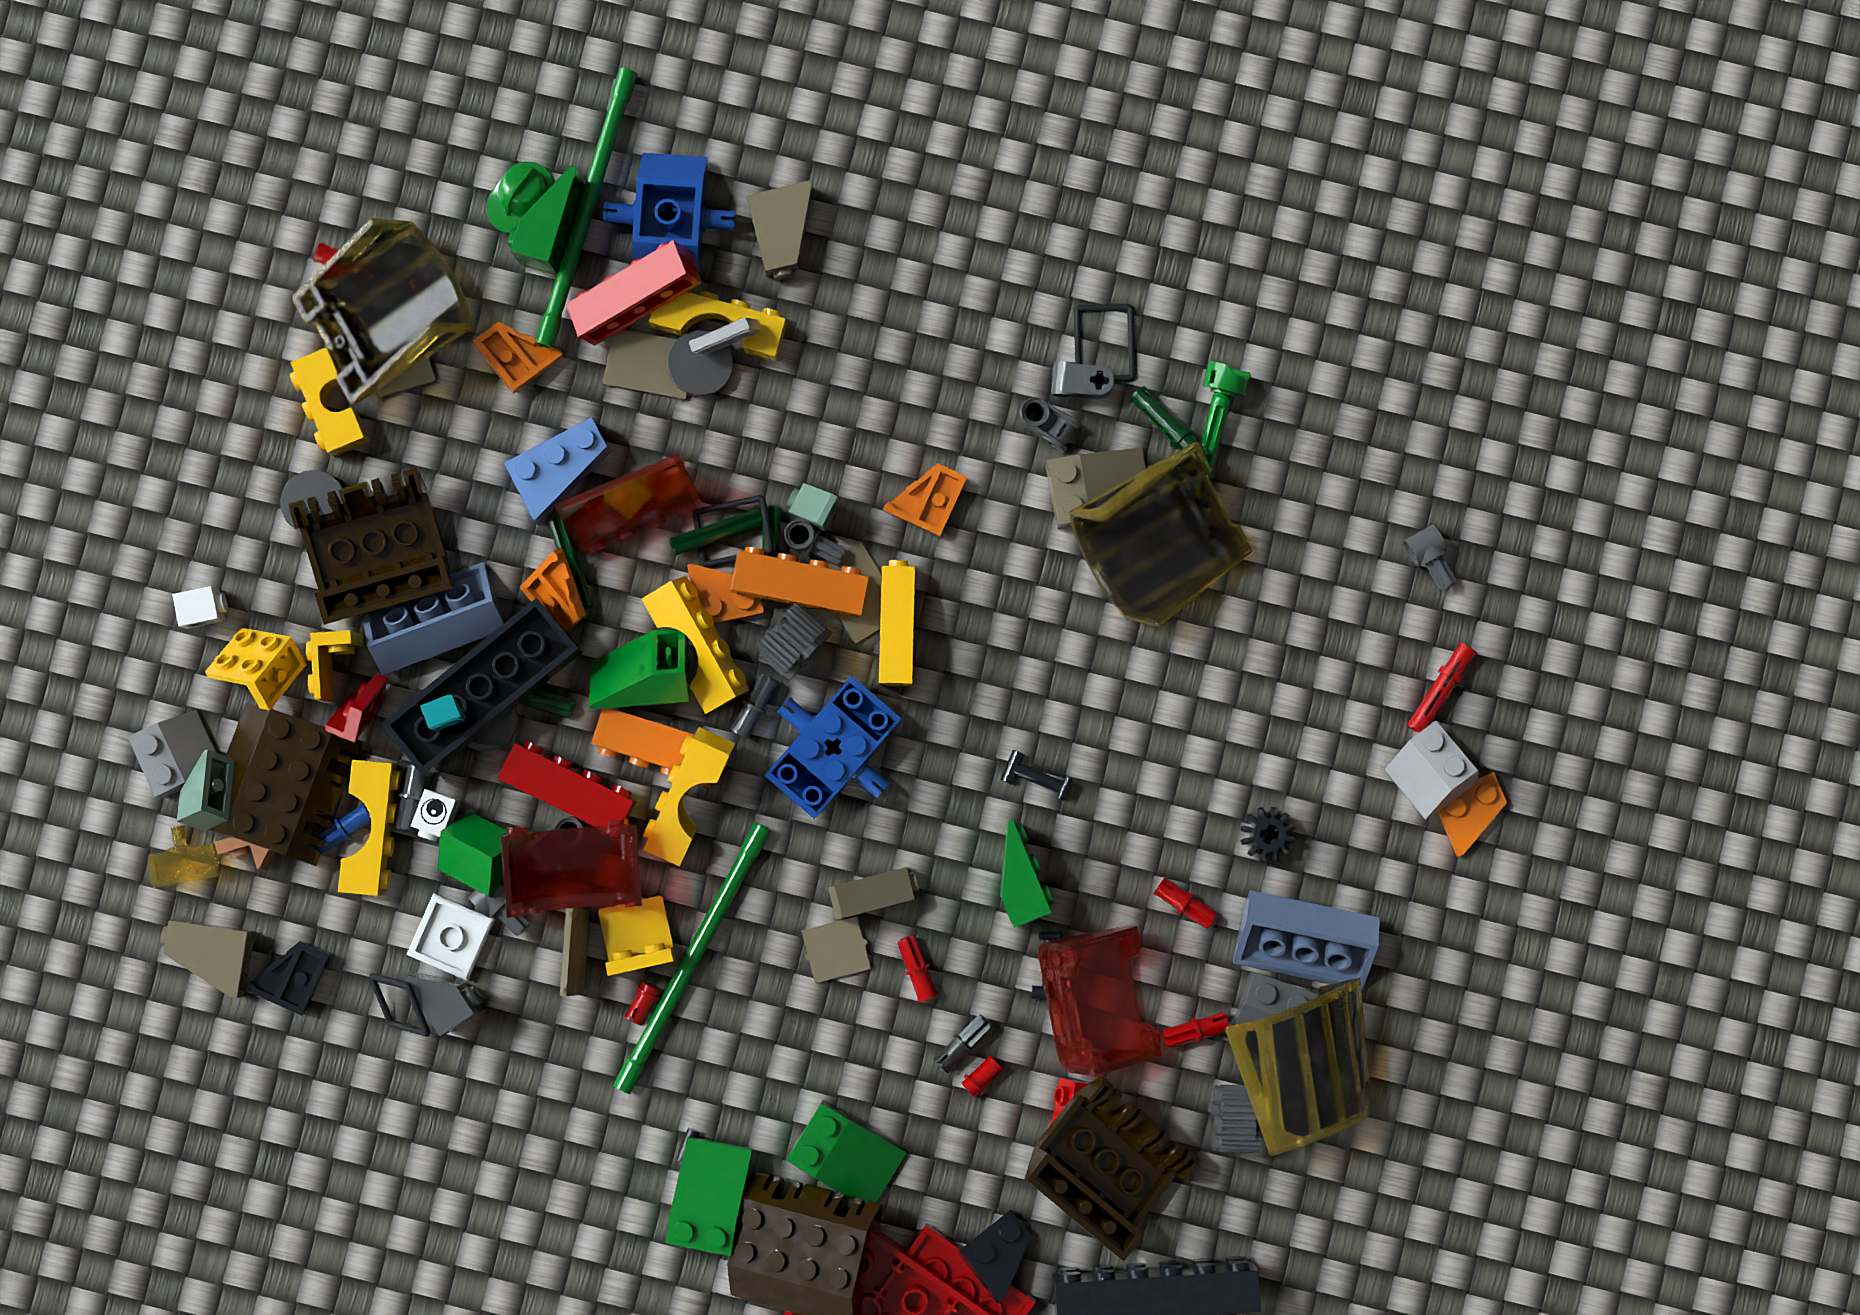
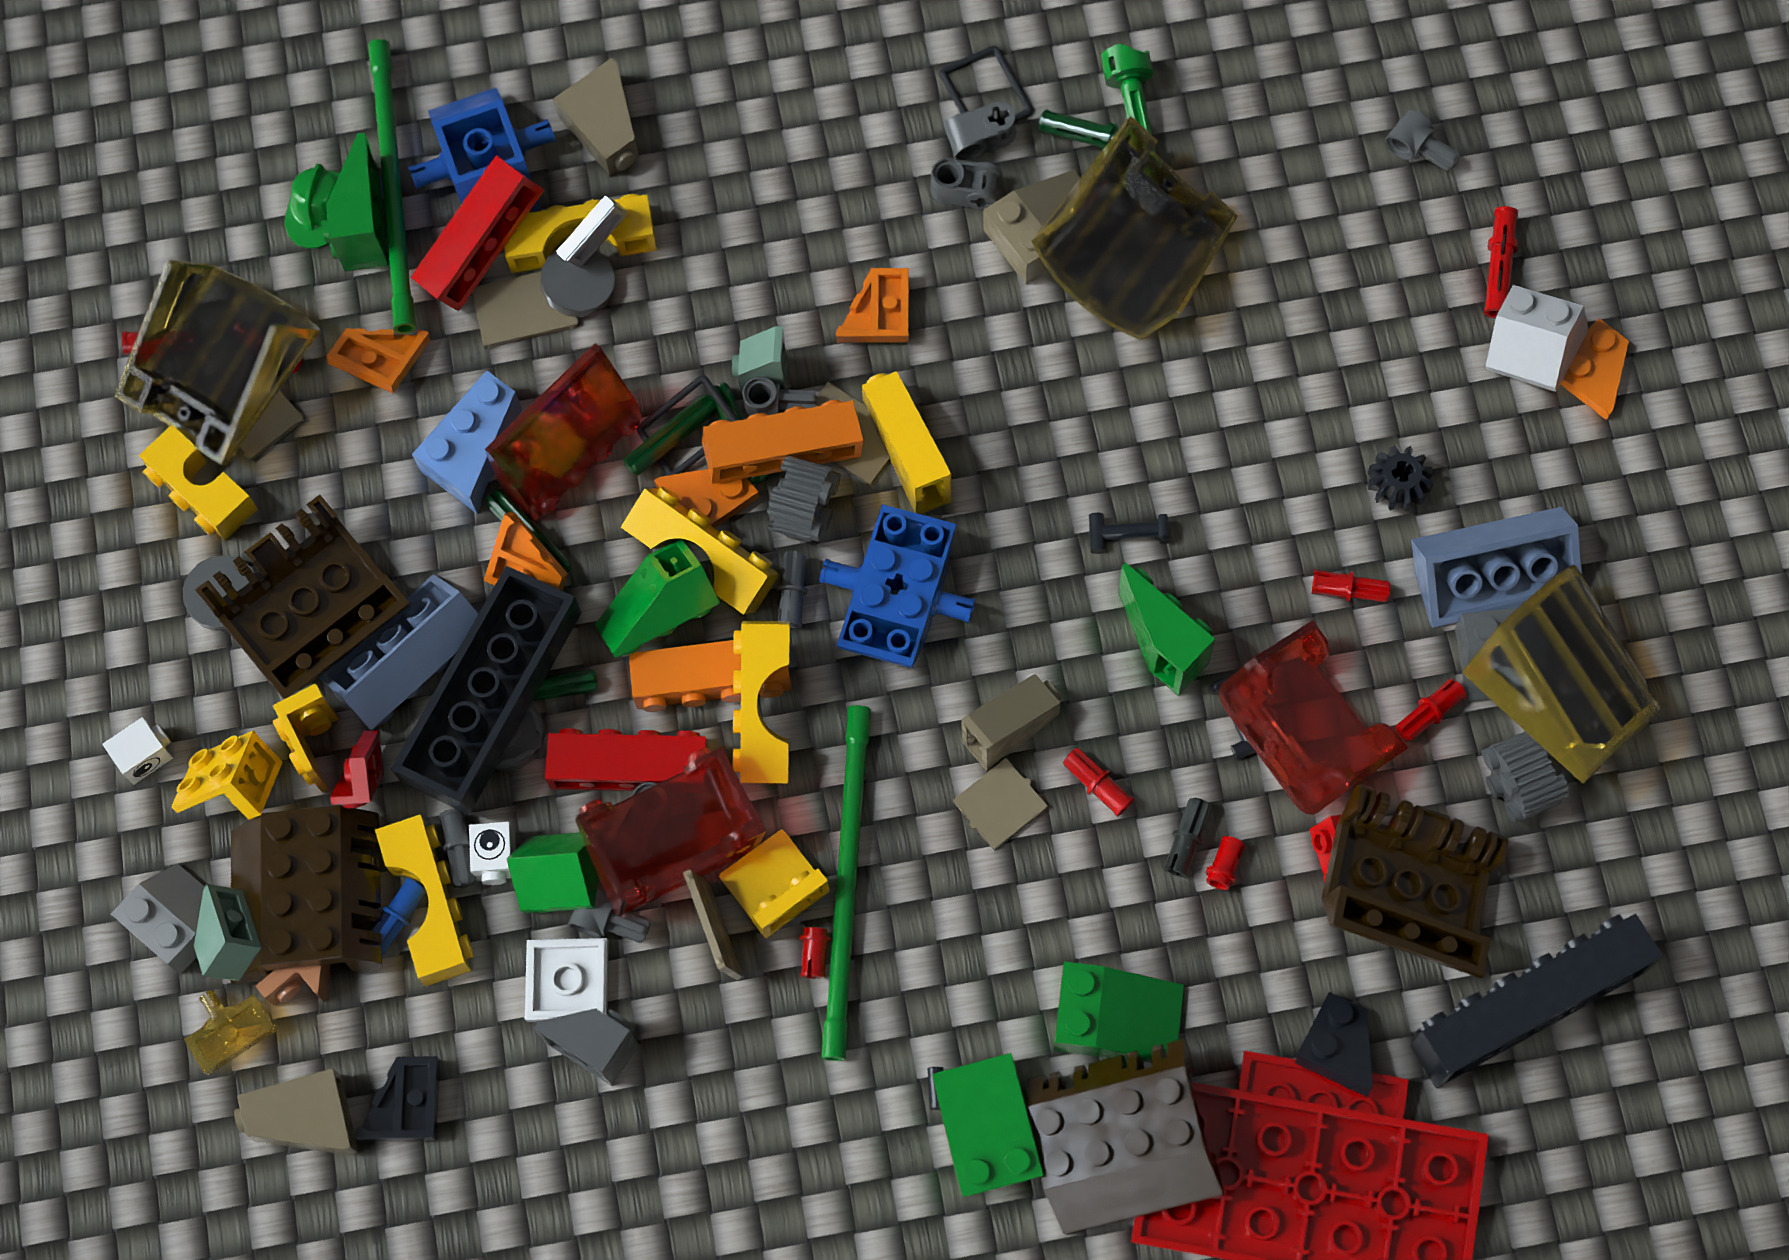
camera: 20 degrees left, 15 degrees down
(425, 1031) = (584, 1077): black piece -> none
(442, 713) = (455, 719): teal slope -> none

